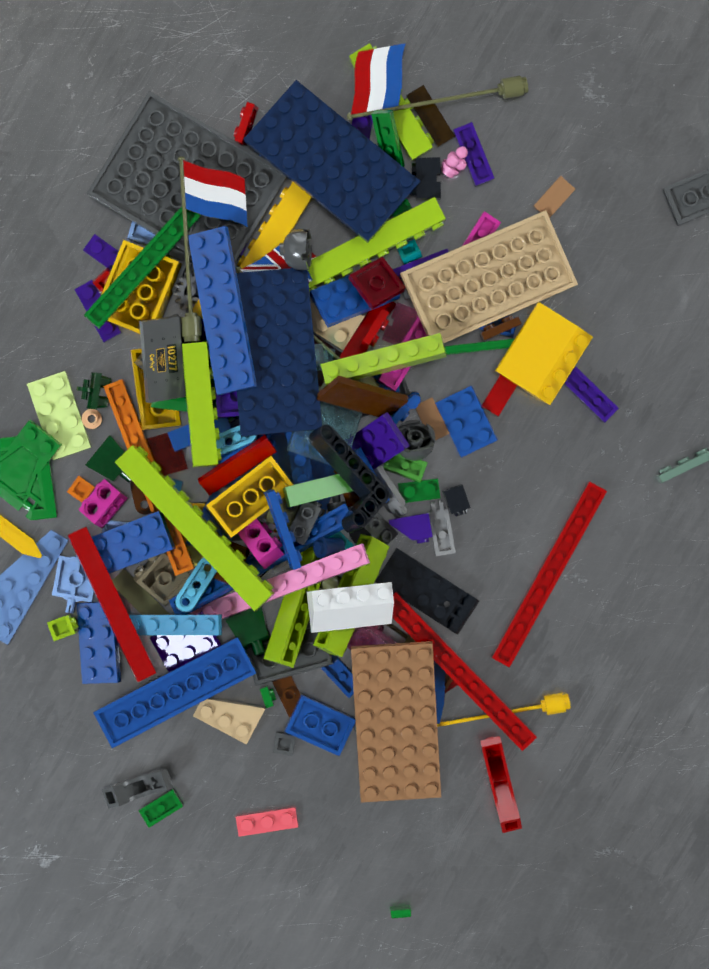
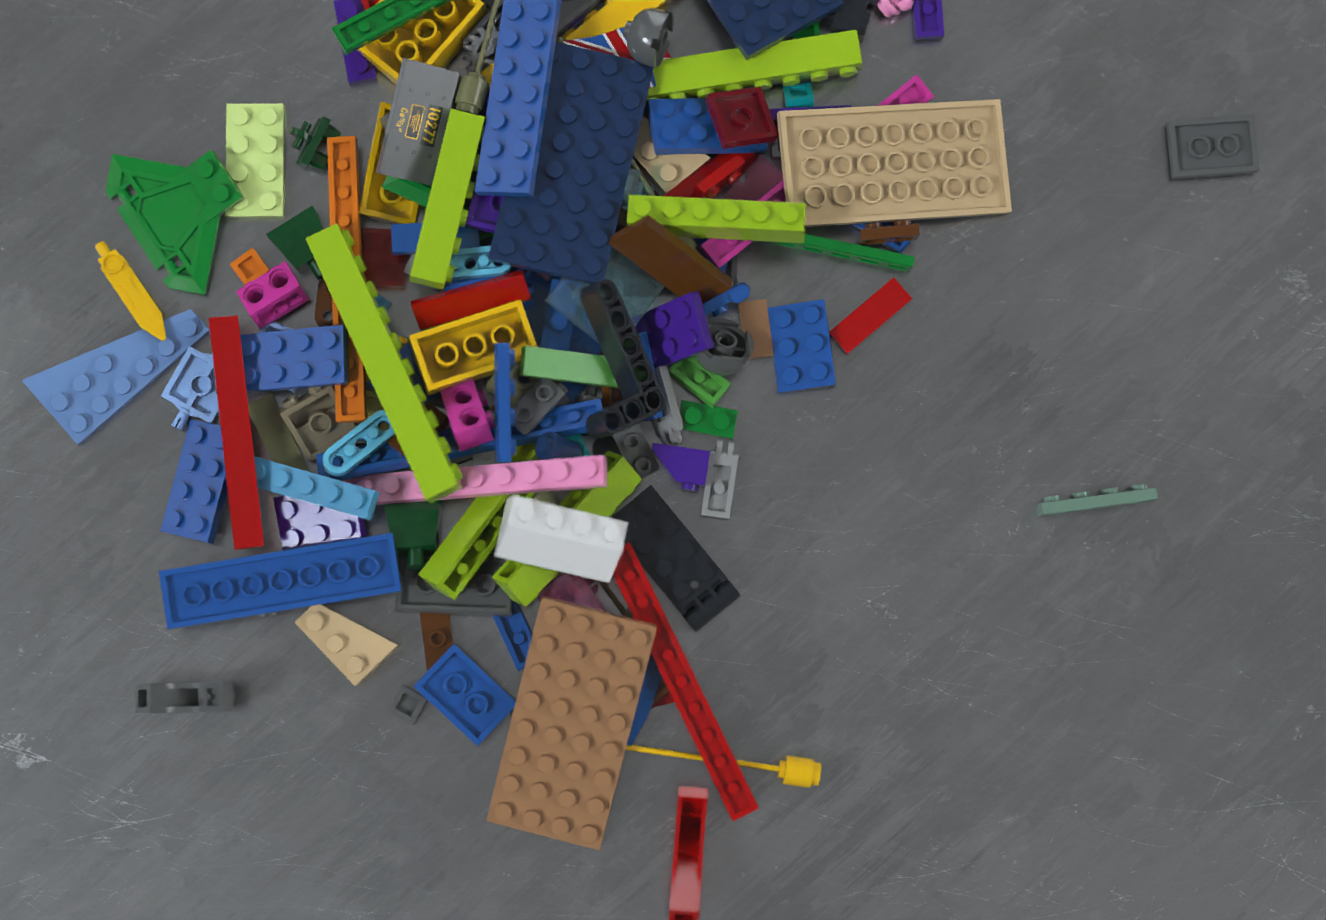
camera: 15 degrees right, 5 degrees down
(63, 627) = (160, 445): lime bracket -> none
(98, 418) = (299, 187): light nougat plate -> none
(160, 808) = (208, 737): green plate -> none
(267, 821) = (348, 805): coral plate -> none
(268, 696) = (407, 631): green plate -> none
(456, 500) = (753, 445): black brick -> none
(544, 353) = (936, 287): yellow slope -> none
(549, 574) = (847, 590): red plate -> none
(554, 196) = (1017, 87): medium nougat tile -> none
(590, 395) = (981, 364): dark purple plate -> none

